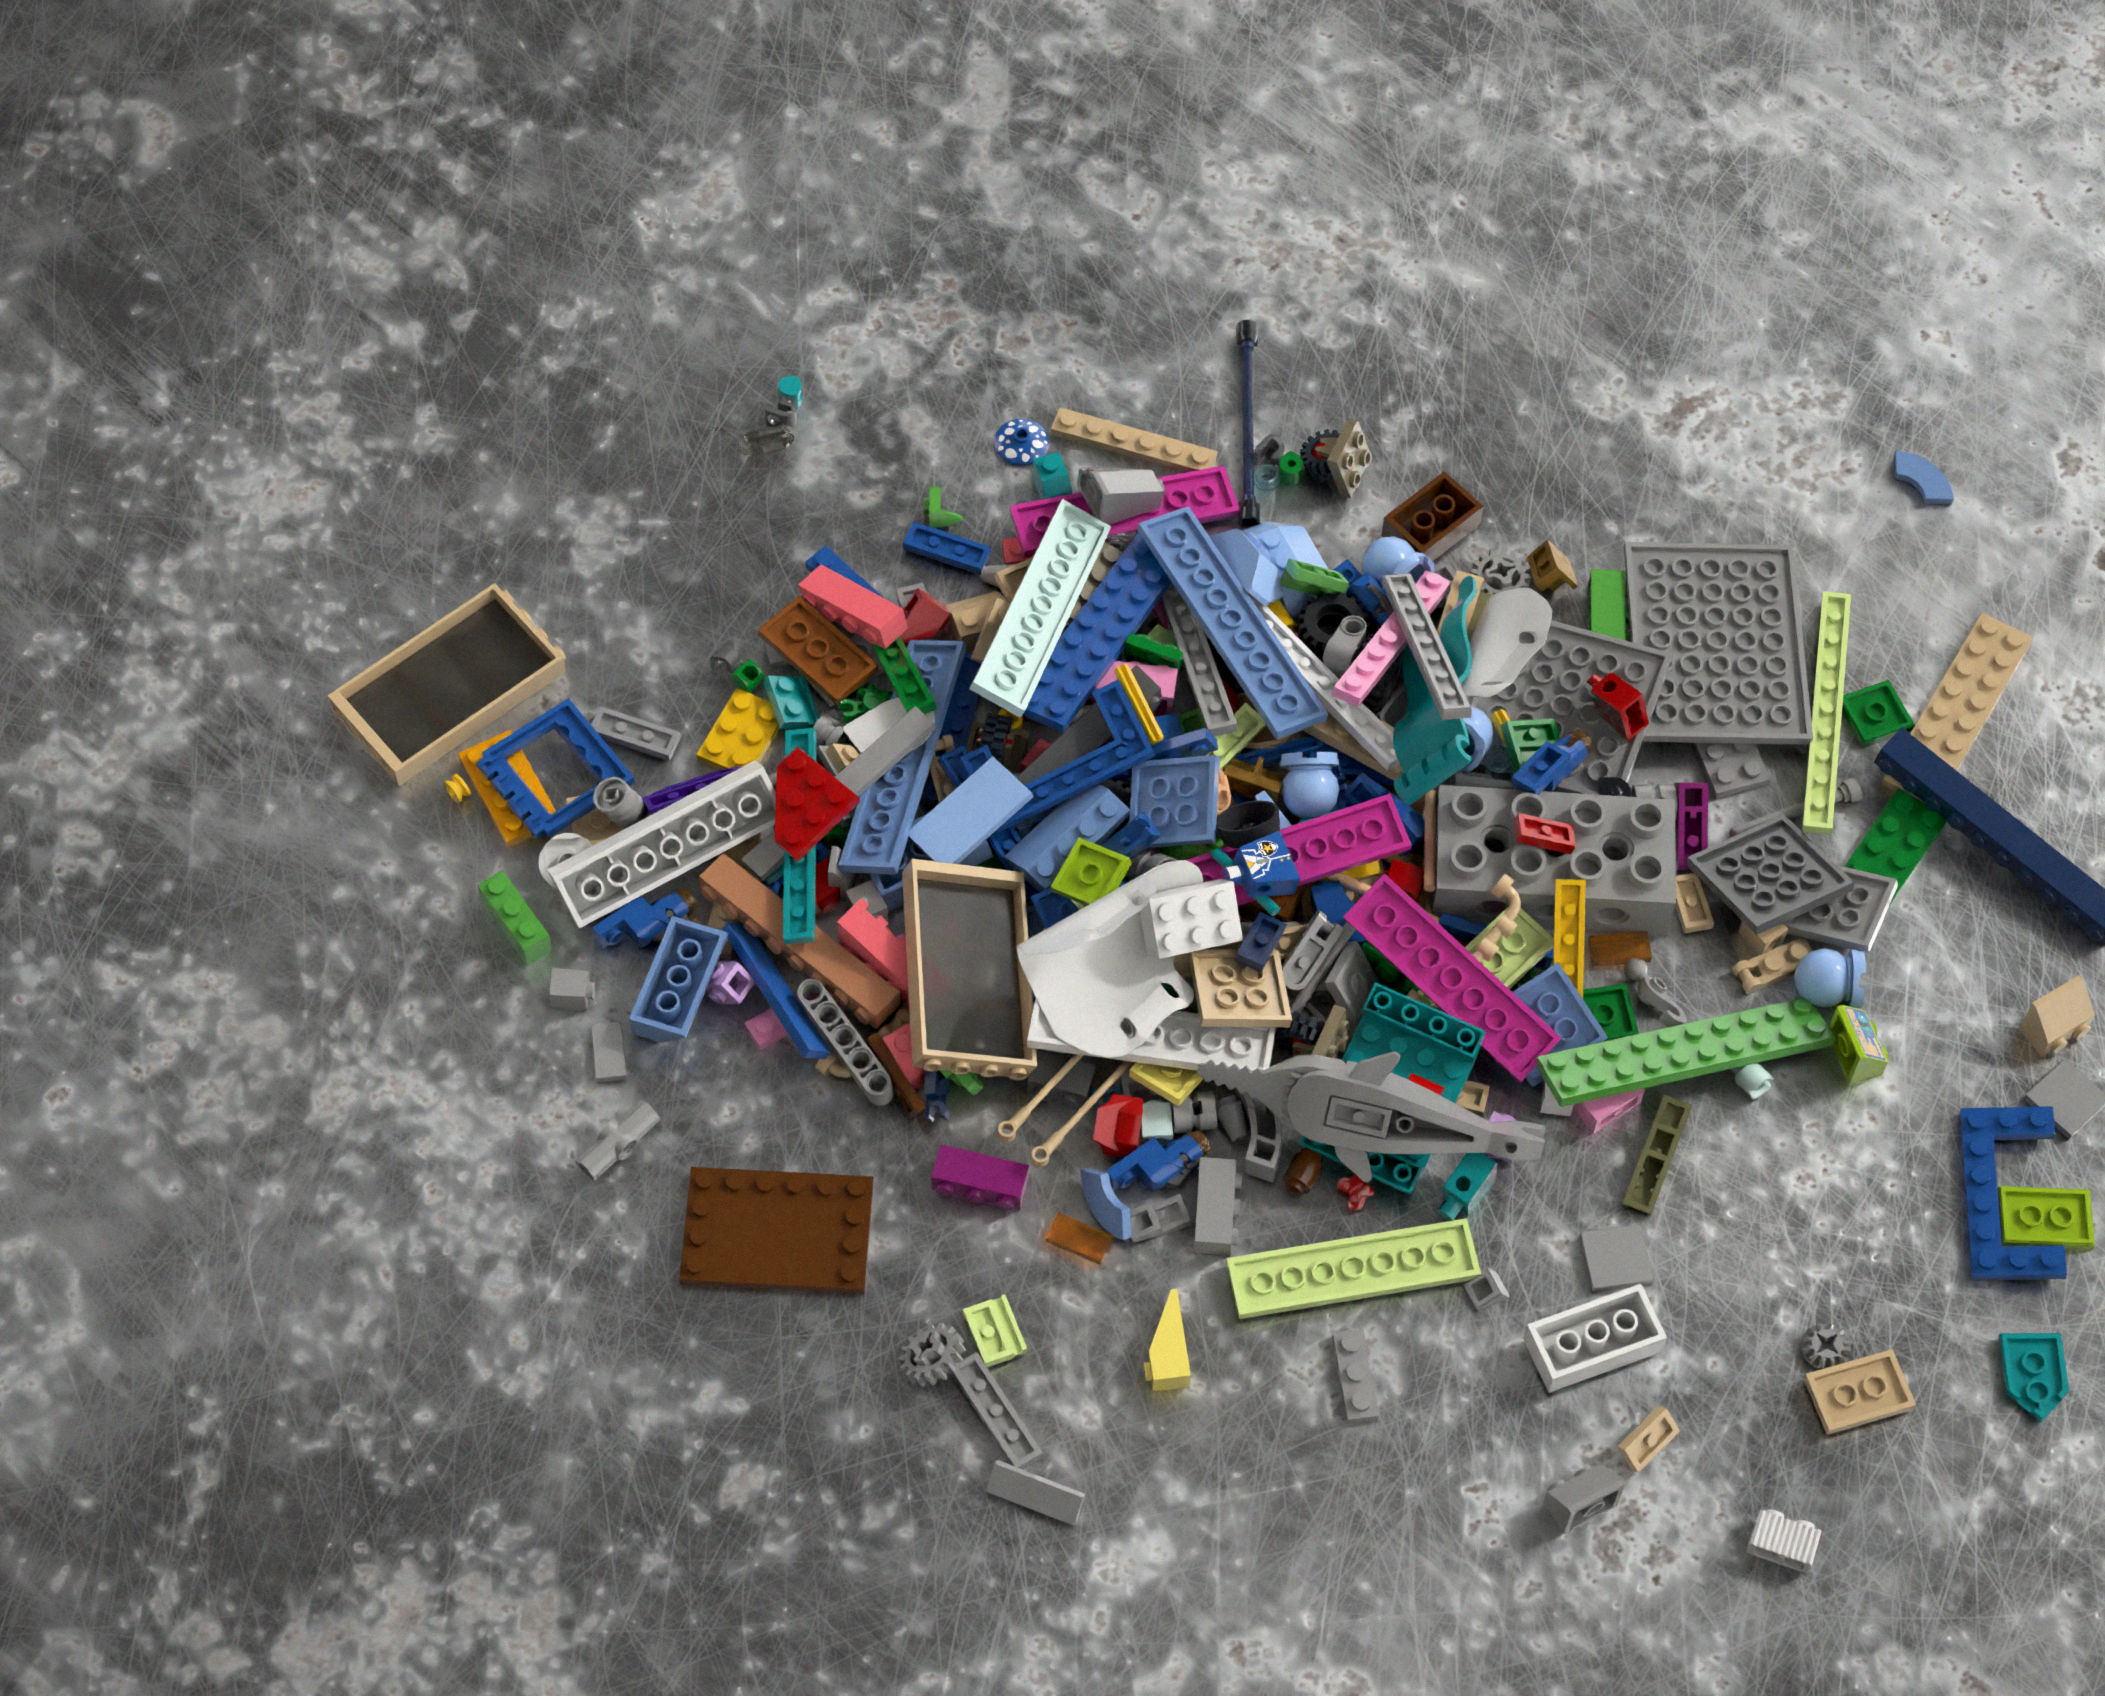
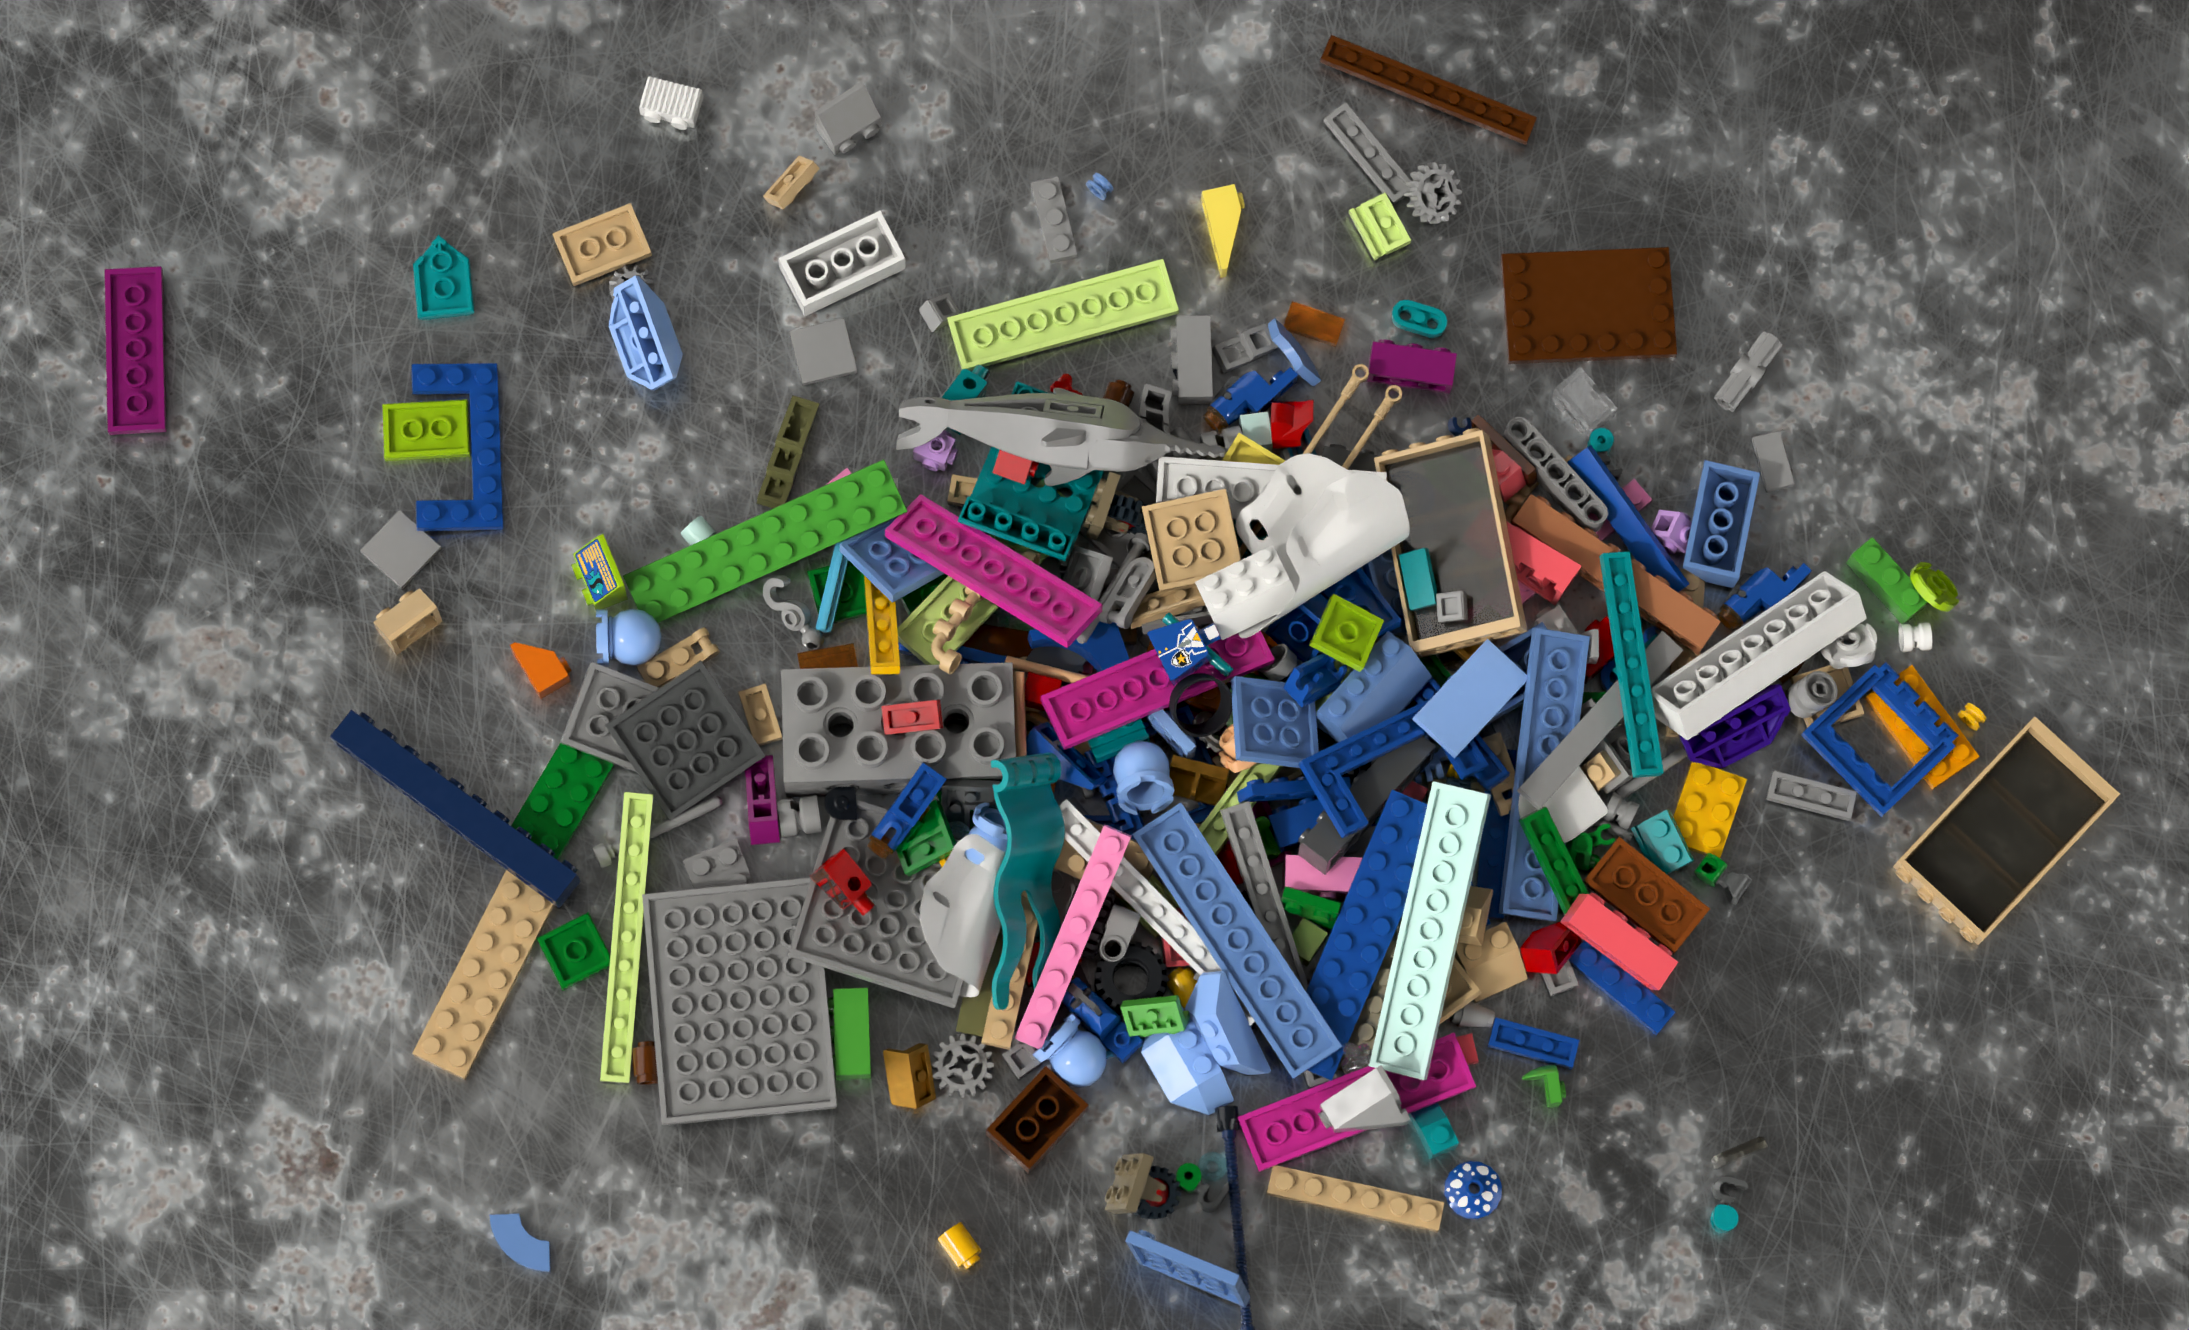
camera: 170 degrees right, 15 degrees up
(468, 903) = (1934, 586): none -> lime tile
(494, 863) = (1915, 636): none -> white wheel
(570, 989) = (1820, 515): light grey brick -> none
(789, 1079) = (1602, 442): none -> teal leg
(797, 1117) = (1583, 403): none -> clear brick
(807, 803) = (1630, 689): red plate -> none
(920, 1478) = (1428, 89): none -> reddish brown plate
(966, 1228) = (1420, 316): none -> teal plate
(976, 903) = (1452, 606): none -> light grey tile
(1004, 938) = (1418, 579): none -> teal tile
(1035, 1492) = (1326, 85): light grey tile -> none
(1139, 704) = (1321, 819): yellow axle -> none
(1260, 942) = (1177, 585): dark blue plate -> none
(1302, 1403) = (1099, 186): none -> medium blue bush
(1303, 362) = (1187, 1268): none -> medium blue plate
(1426, 647) = (1040, 907): light grey tile -> none
(1510, 433) = (960, 1246): none -> yellow brick
(1616, 1002) = (832, 590): none -> medium azure axle
(1808, 606) = (645, 1063): none -> reddish brown brick
(1809, 1278) = (644, 334): none -> light blue wedge
(1917, 966) = (542, 668): none -> orange slope

